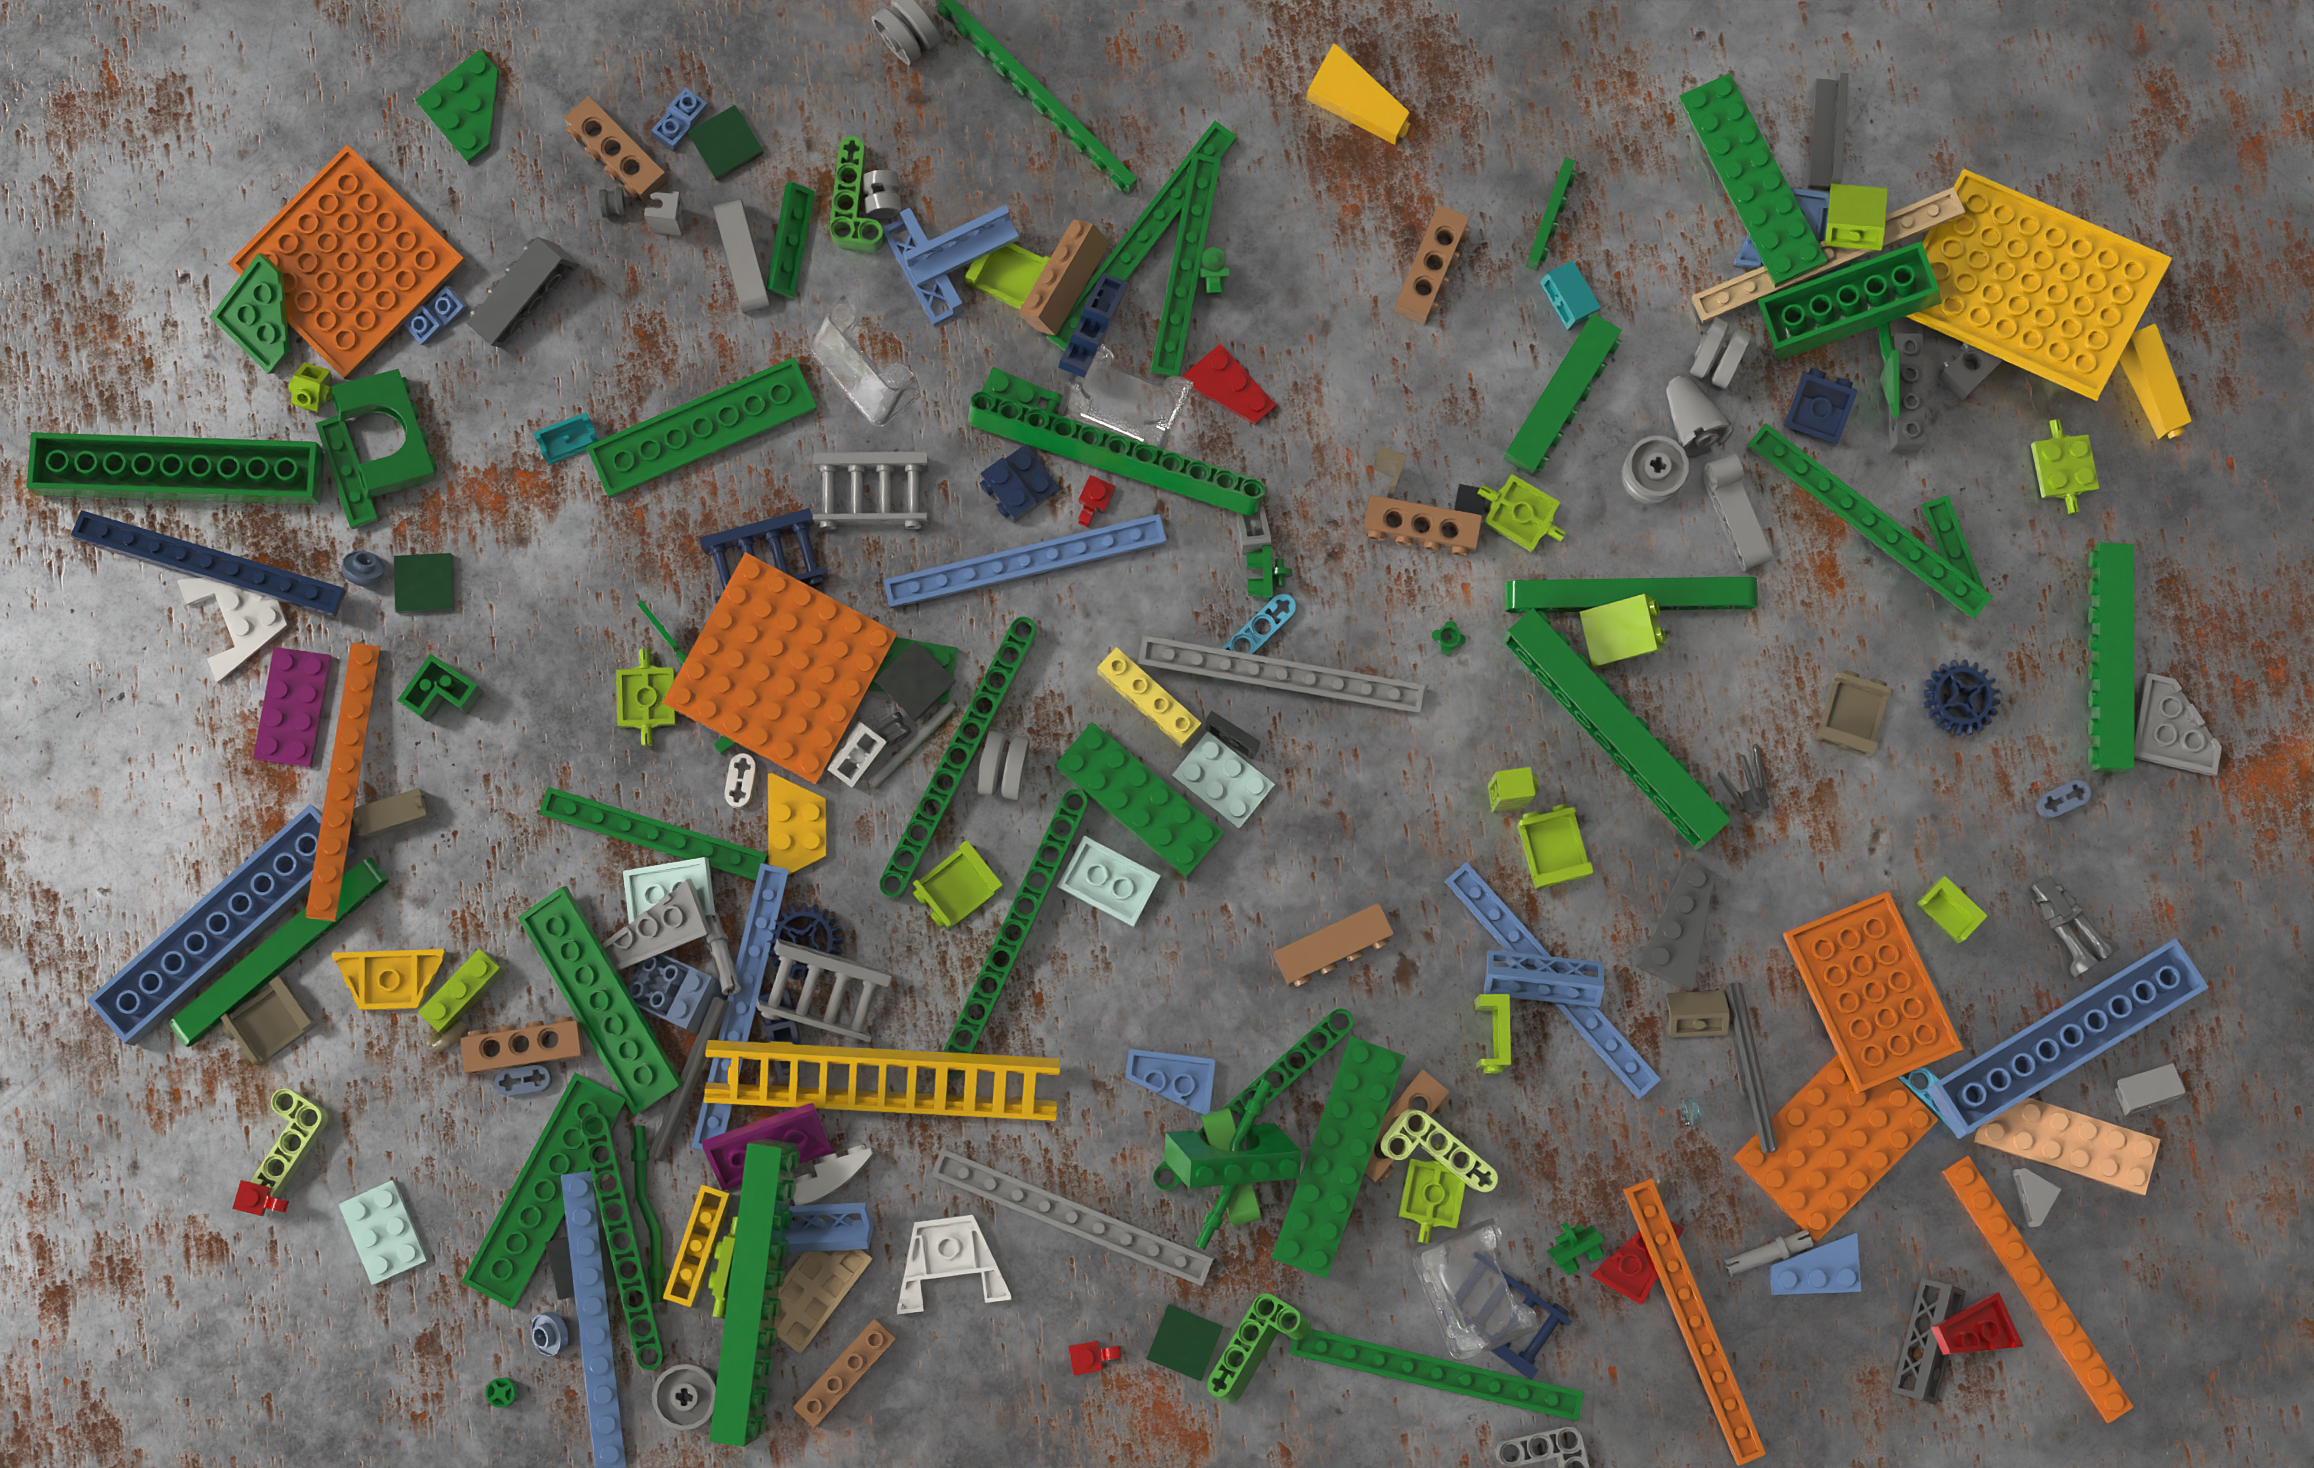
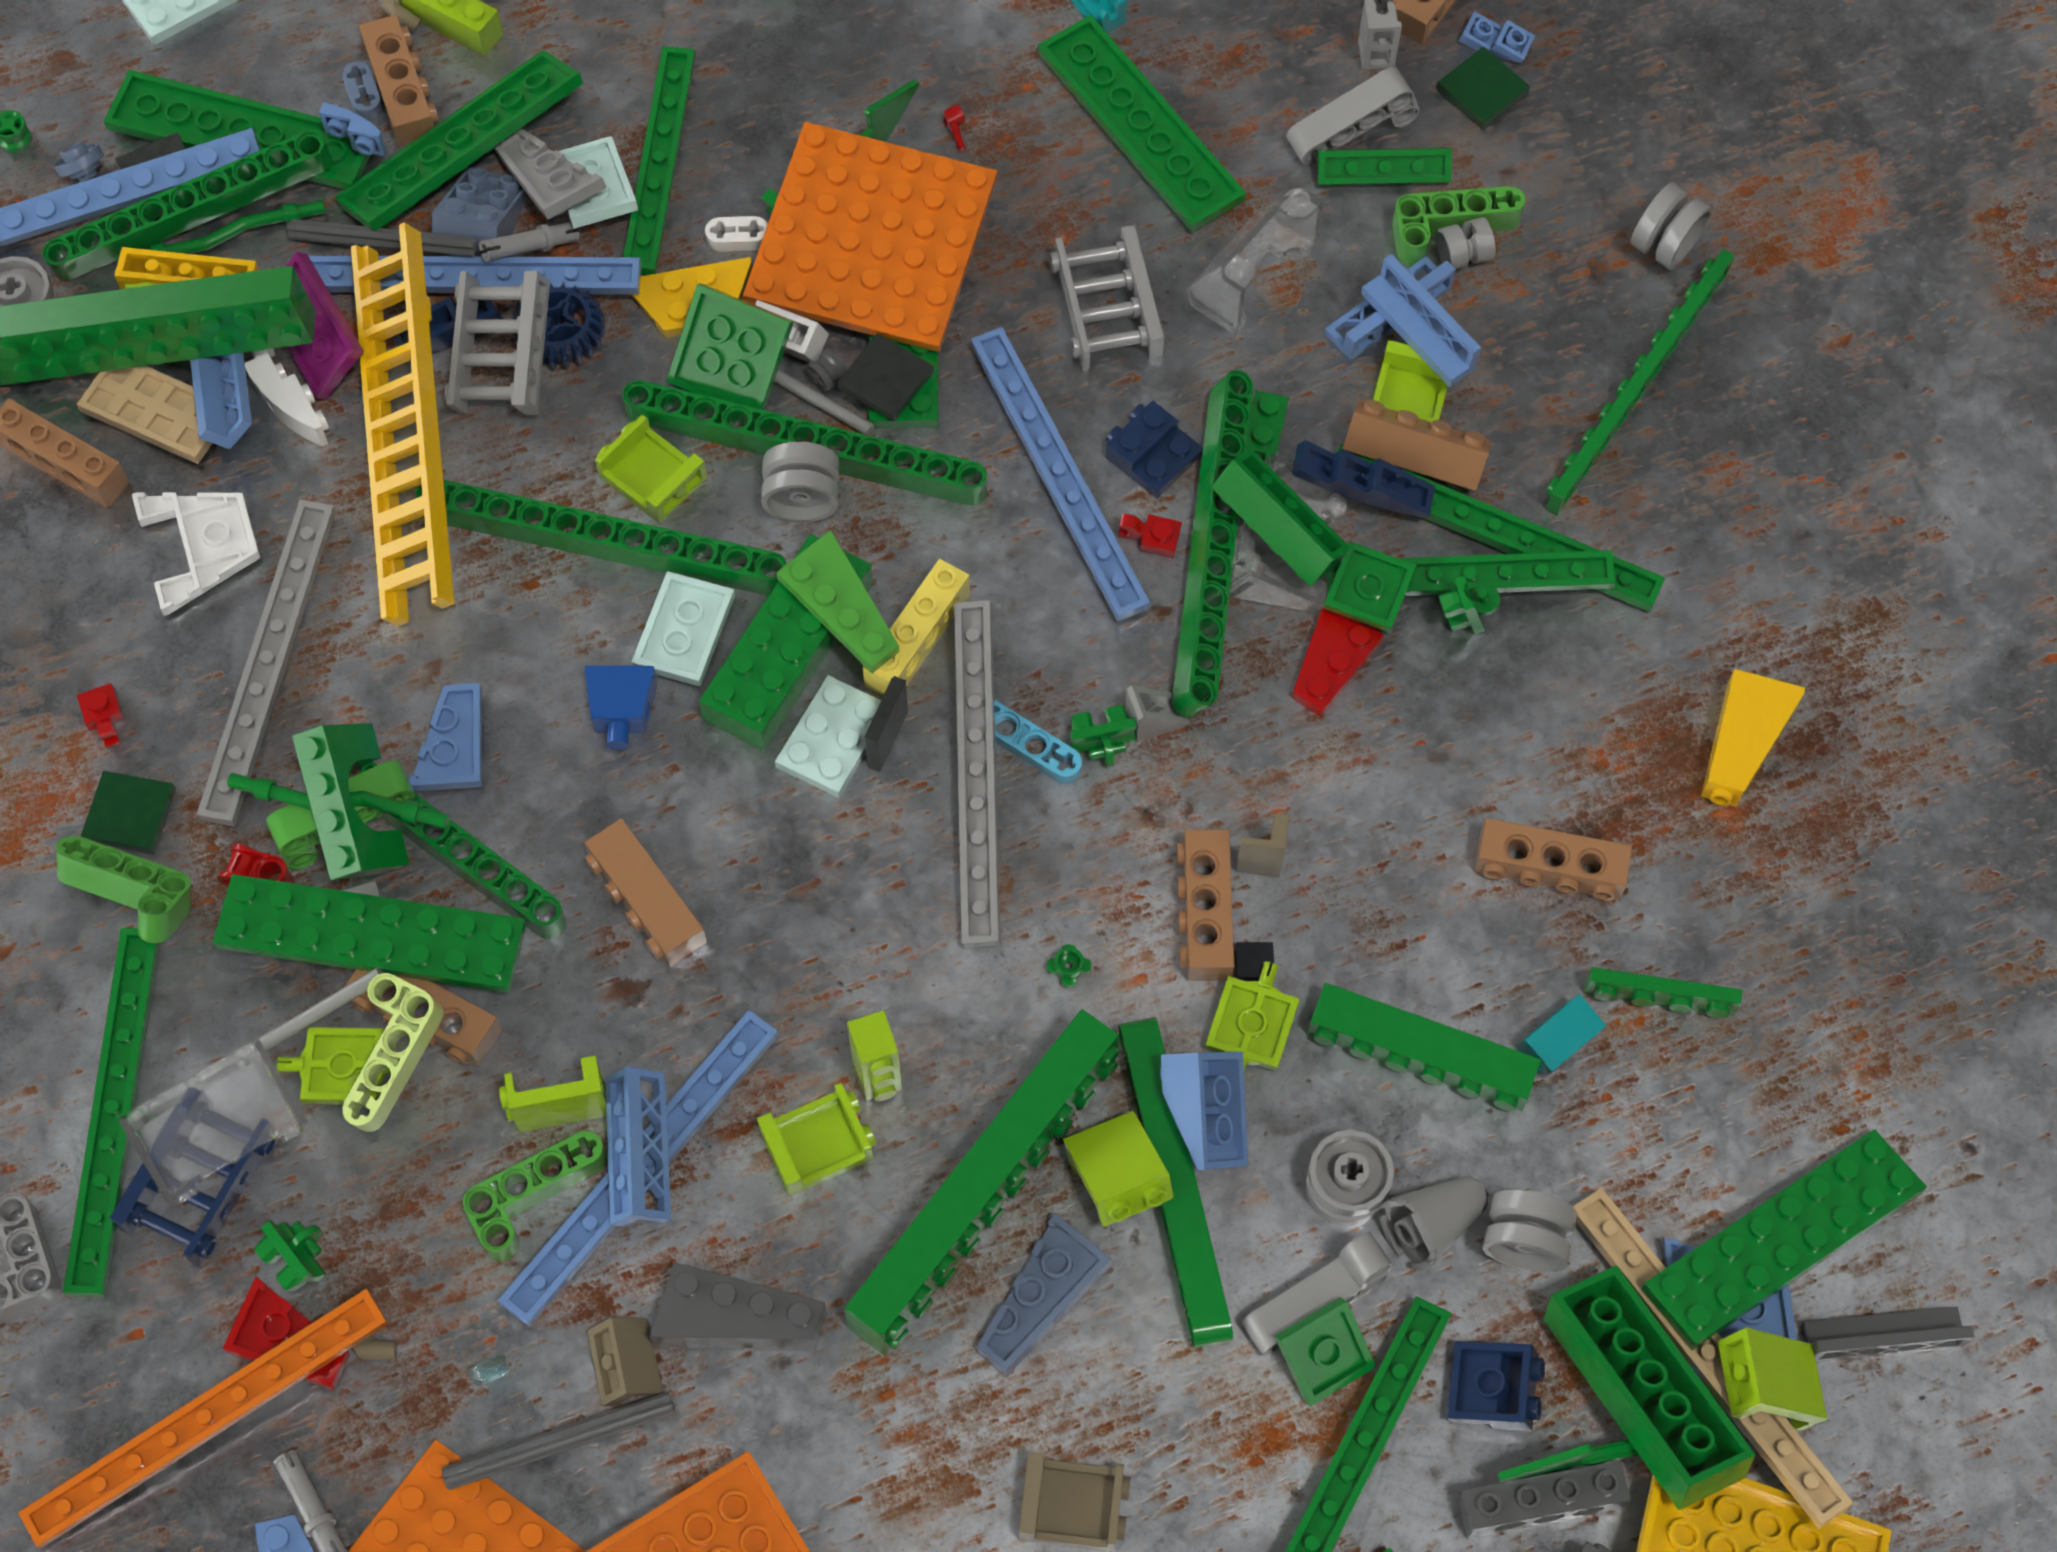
camera: 80 degrees right, 15 degrees down
(586, 1081) = (345, 123): none -> medium blue slope
(641, 697) = (819, 108): lime plate -> none
(663, 583) = (952, 118): none -> red hand
(771, 531) = (1035, 208): dark blue fence -> none
(868, 802) = (729, 349): none -> green plate
(1120, 395) = (1280, 517): none -> green brick
(1122, 752) = (837, 598): none -> bright green wing
(1166, 940) = (620, 700): none -> blue torso
(1185, 342) = (1370, 587): none -> green plate
(1258, 1246) = (254, 864): none -> red piece
(1390, 1205) = (318, 1010): none -> light grey bar
(1558, 1058) = (538, 1188): none -> bright green beam
(1585, 557) = (1208, 1106): none -> medium blue slope
(1697, 703) = (1052, 1282): none -> sand blue wing
(1756, 797) = (927, 1381): dark grey plant -> none
(1779, 515) = (1325, 1351): none -> green plate

